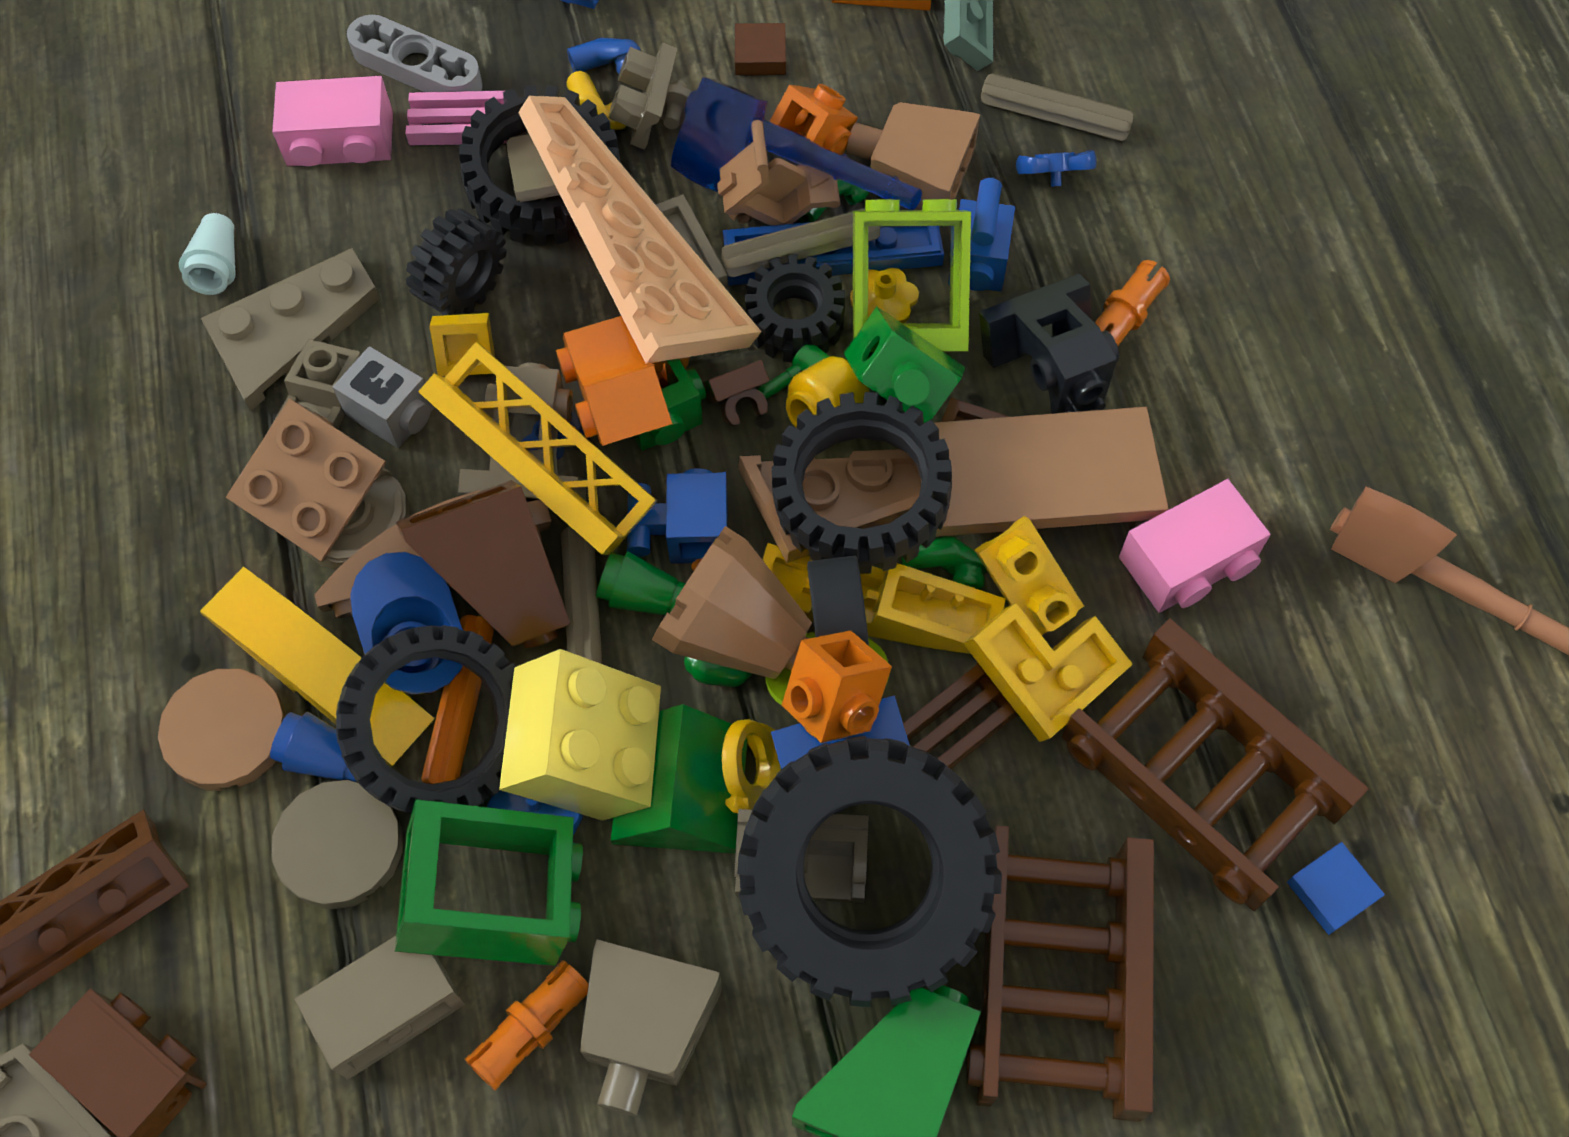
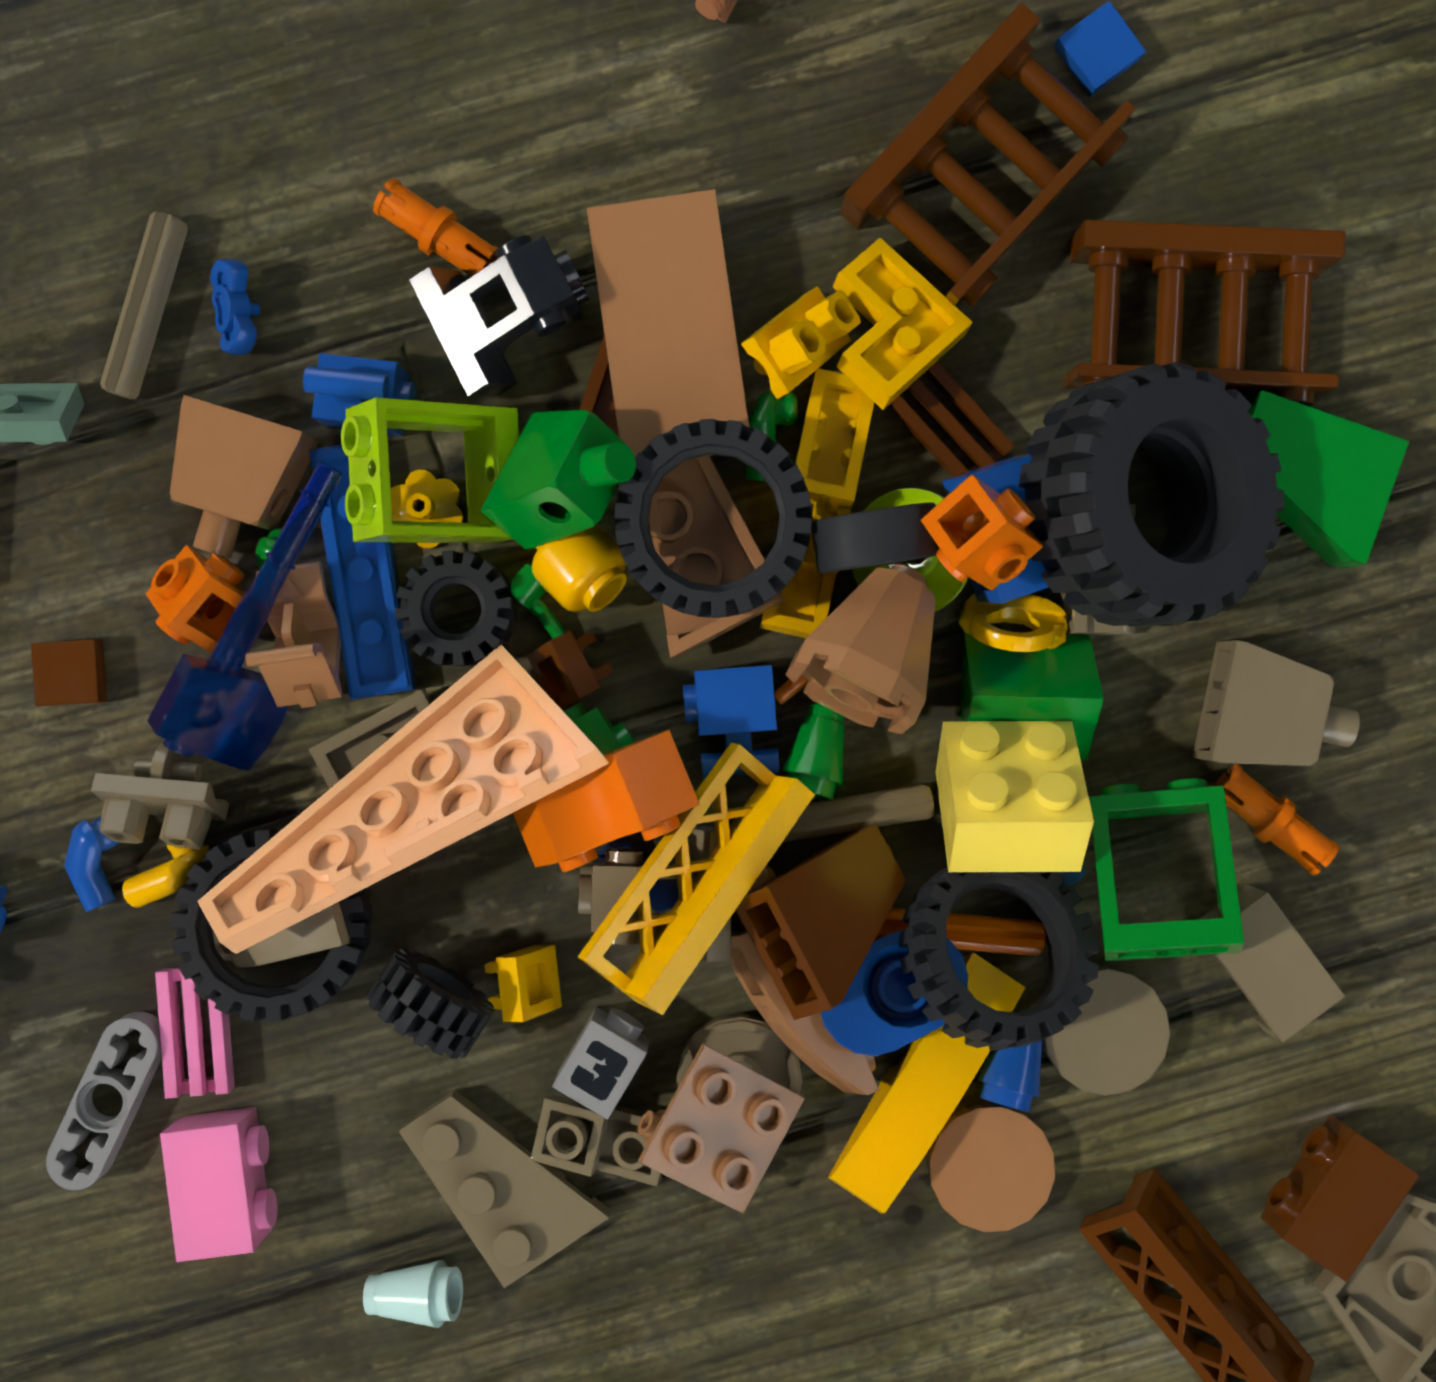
camera: 95 degrees left, 25 degrees up
(803, 240) = (373, 609): dark tan axle -> none
(1194, 547) = (738, 155): bright pink brick -> none

